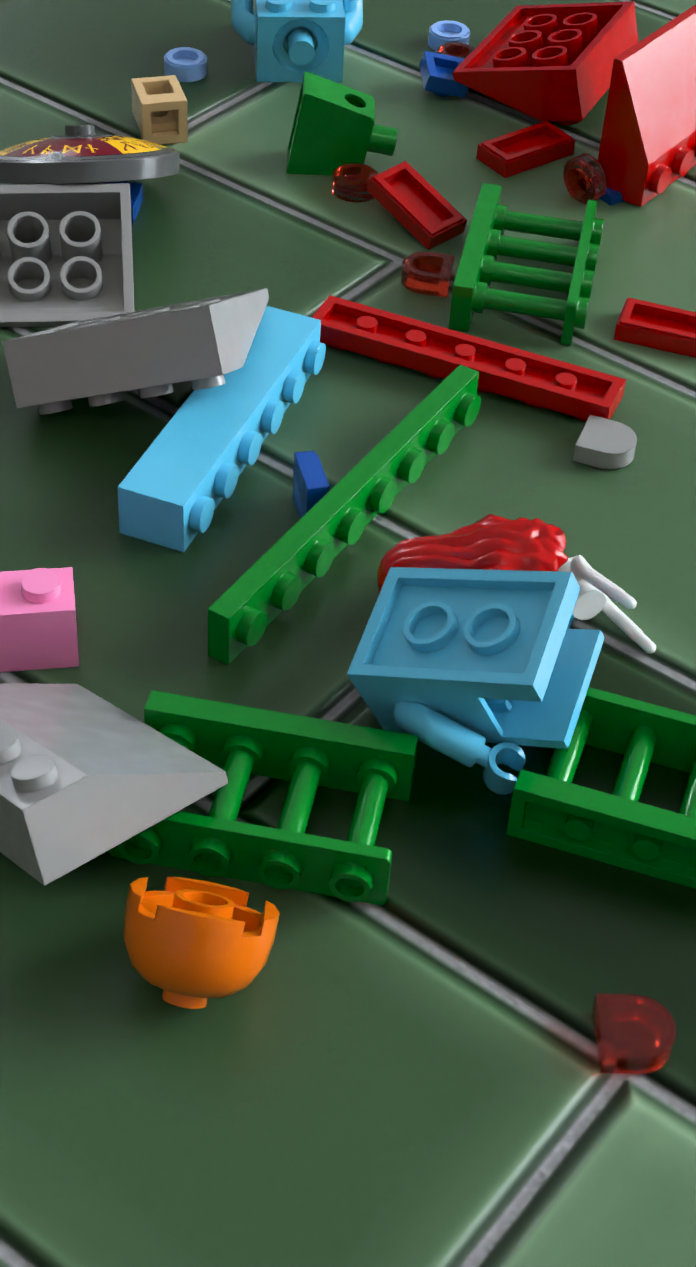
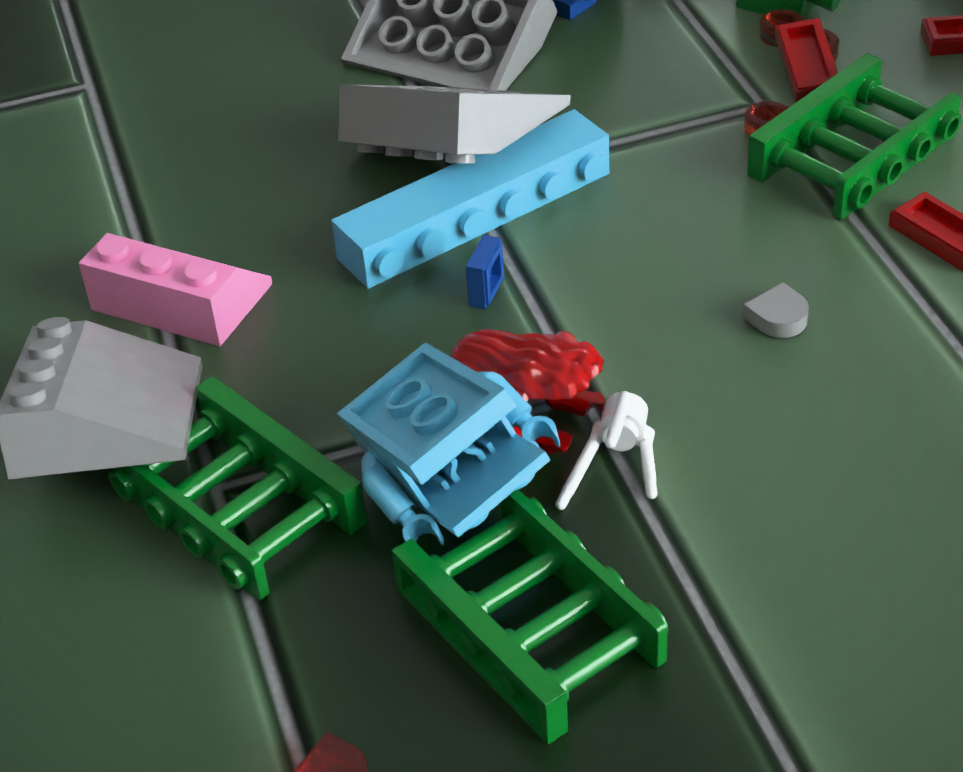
camera: 40 degrees right, 0 degrees up
(196, 938) = (83, 559): orange cylinder -> none
(340, 516) = (501, 293): green plate -> none
(439, 351) = (726, 207): red plate -> none

